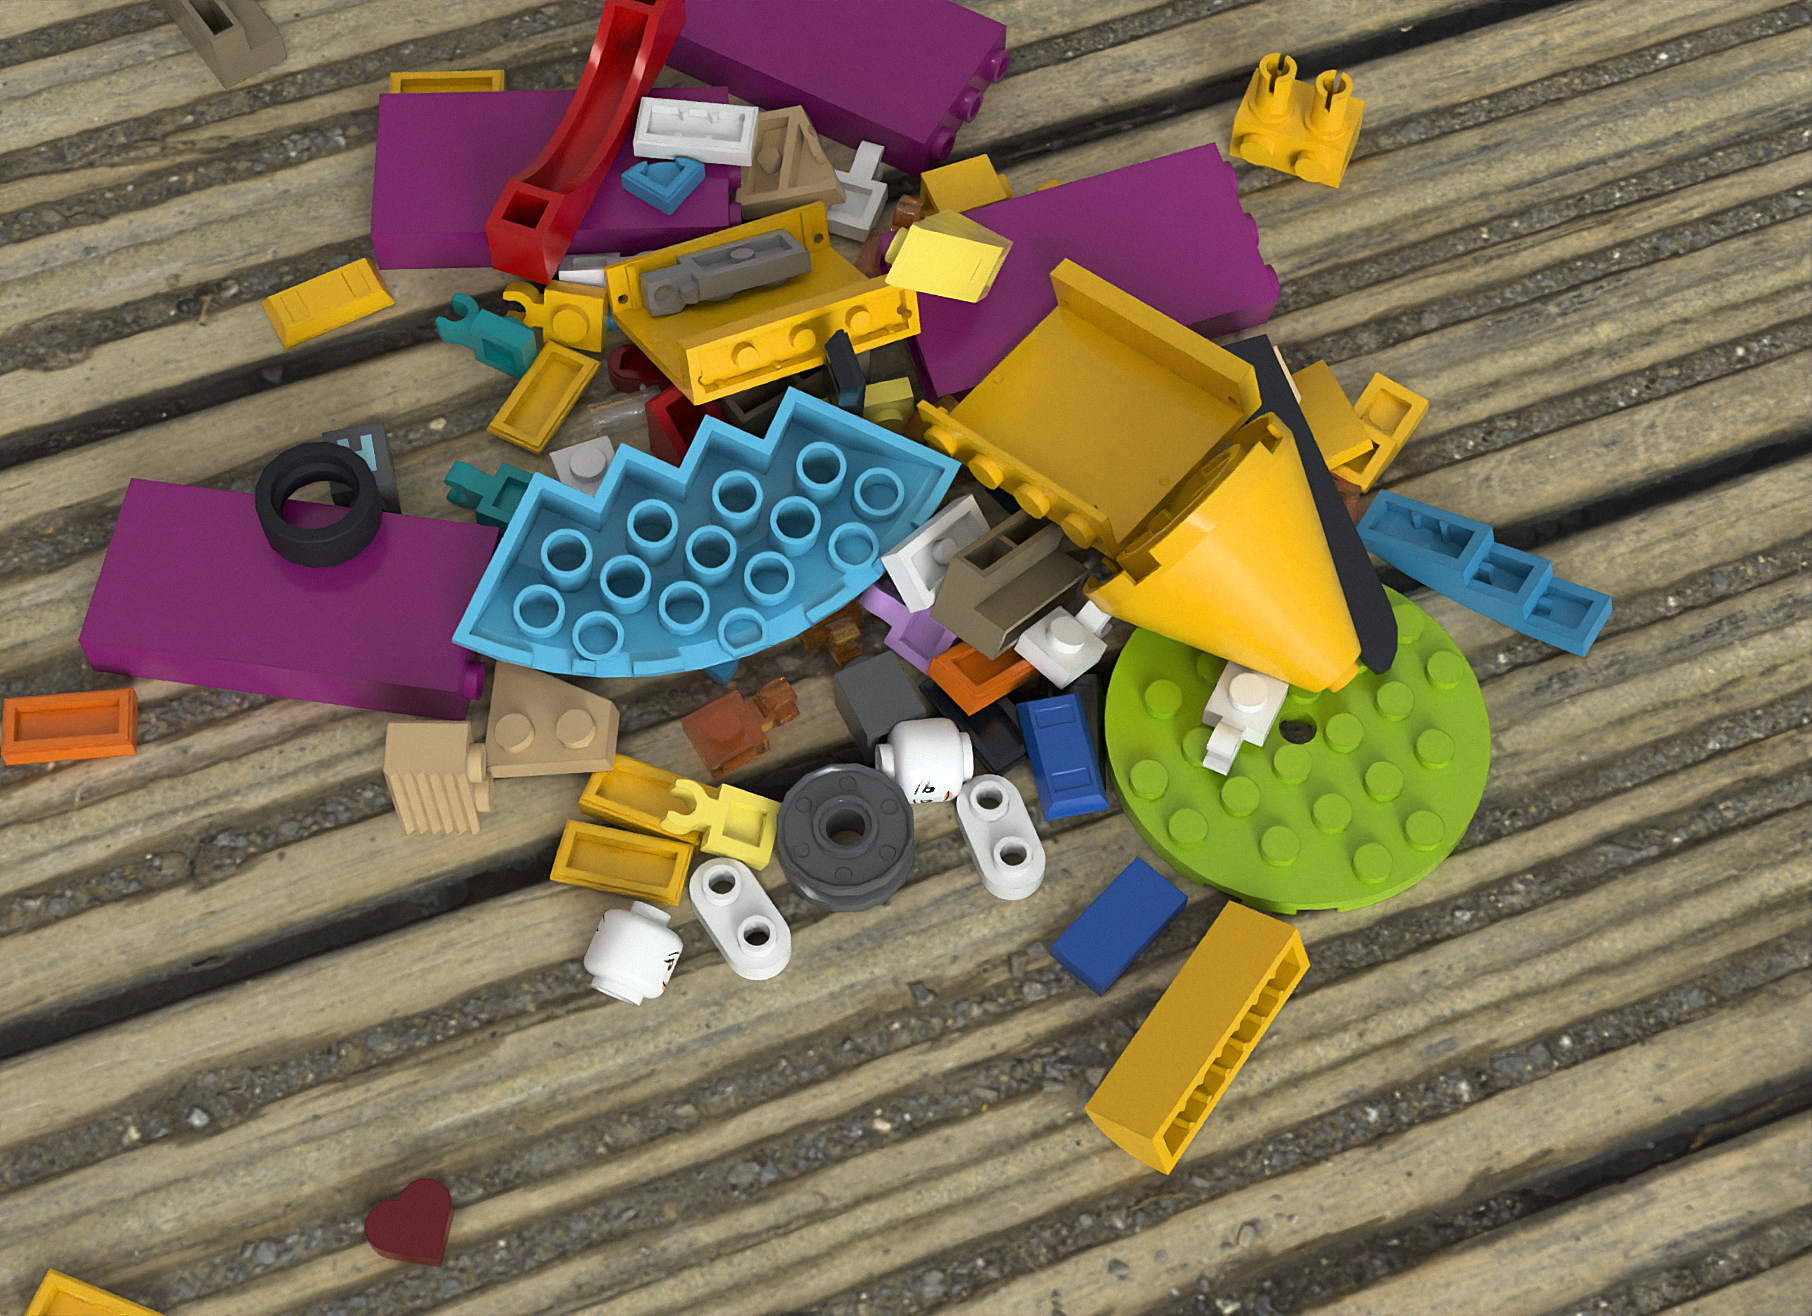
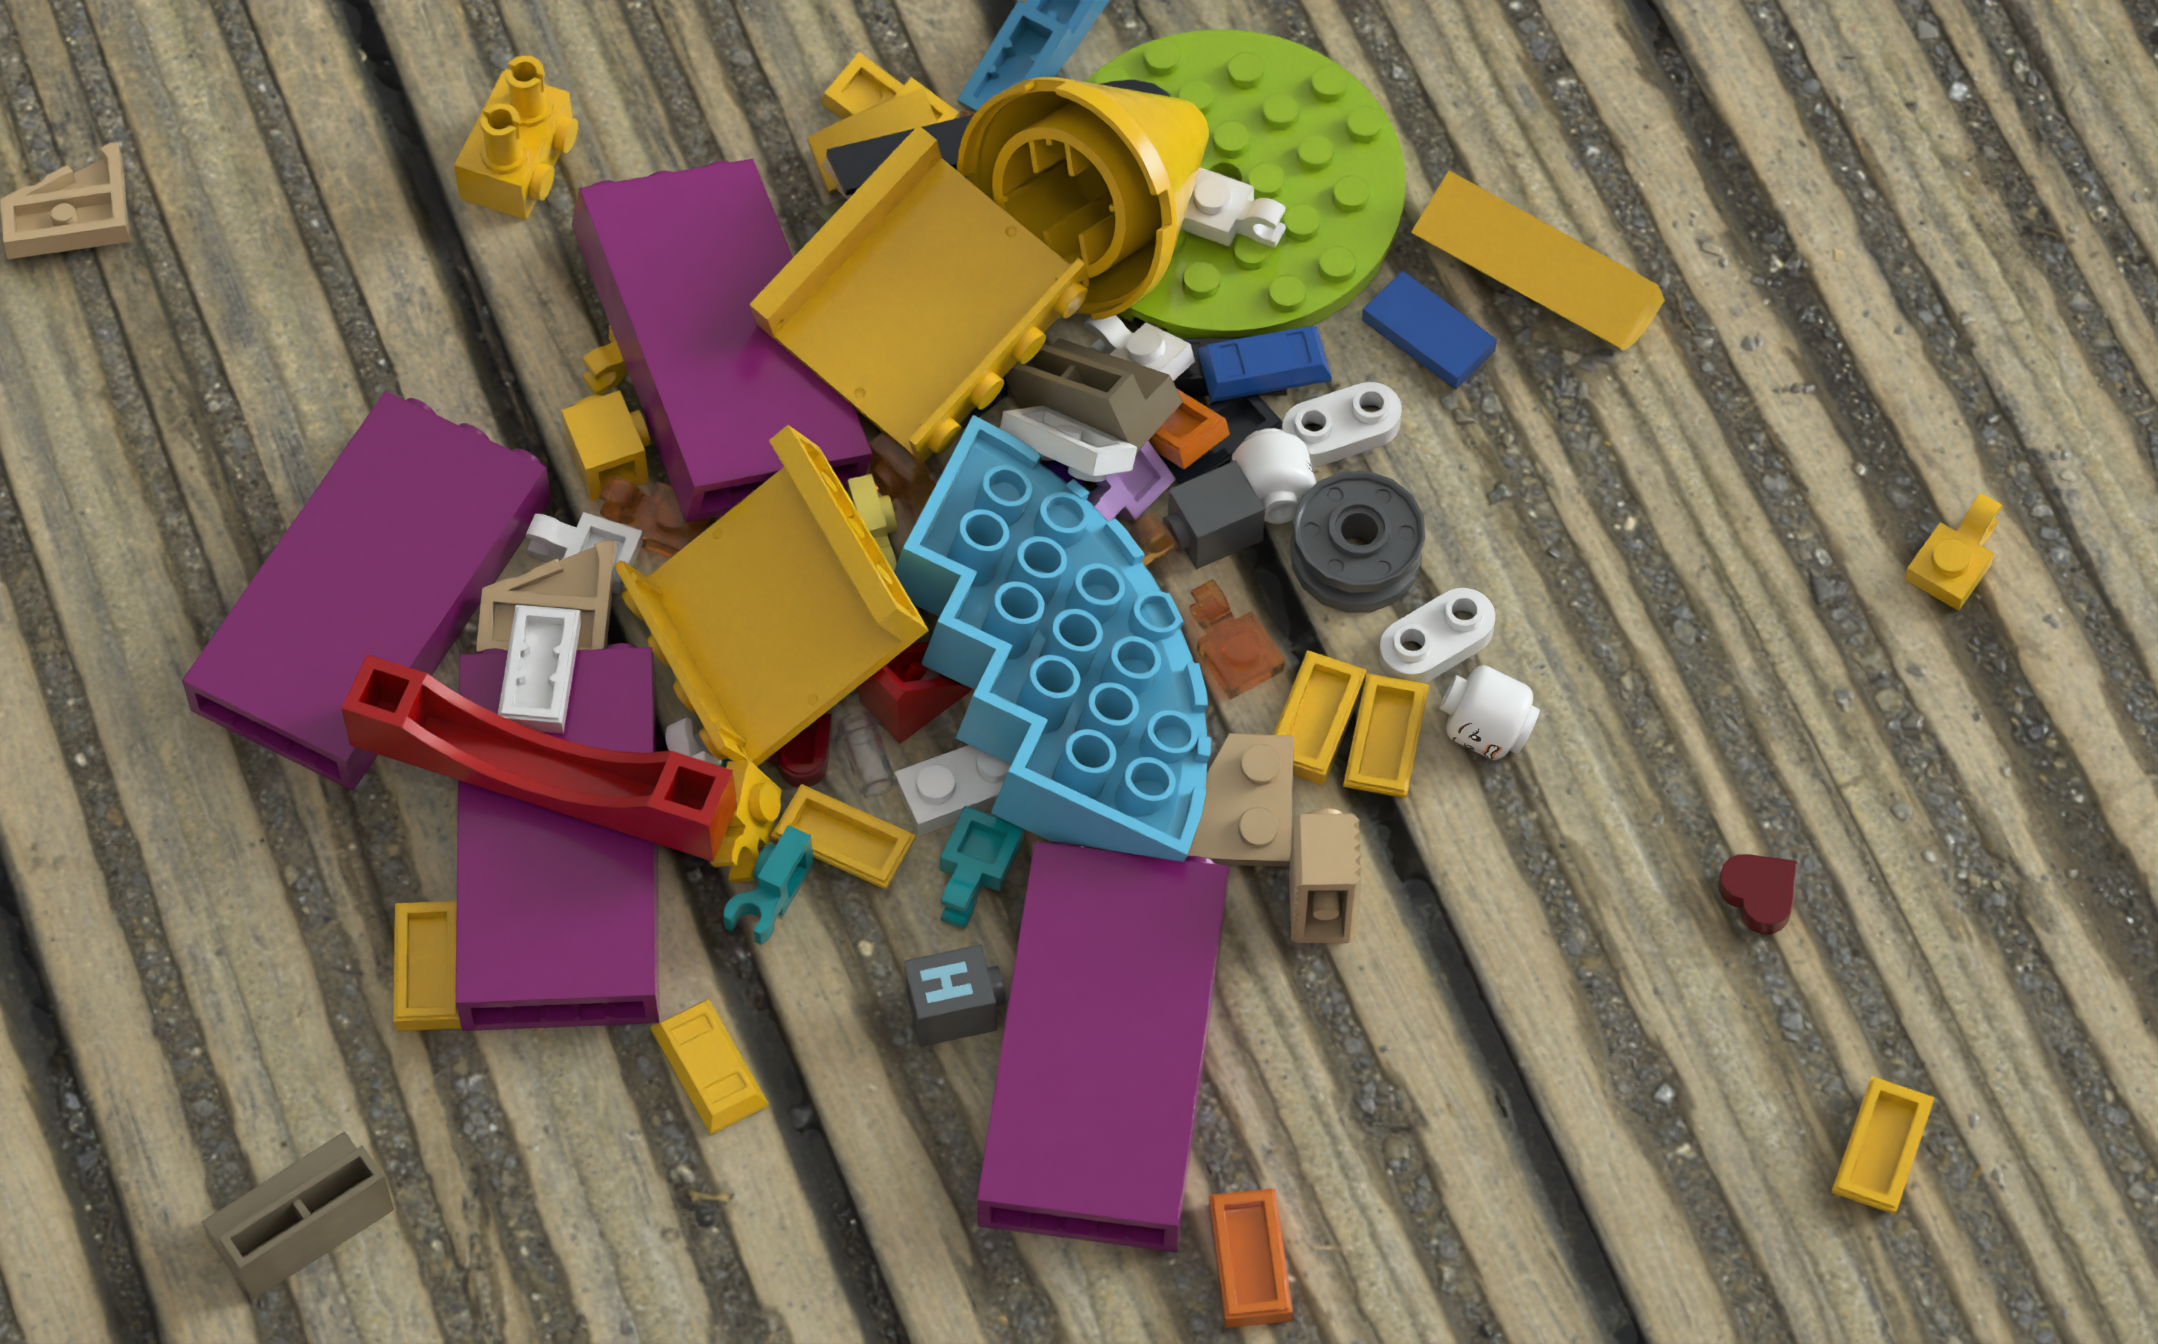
camera: 90 degrees left, 0 degrees up
(302, 467) = (1017, 949): black tyre -> none
(664, 183) = (599, 703): dark azure tile -> none
(724, 270) = (713, 642): light grey hinge -> none
(733, 821) = (1348, 638): light yellow plate -> none
(842, 375) = (897, 498): black tile -> none
(947, 257) = (760, 395): light yellow slope -> none

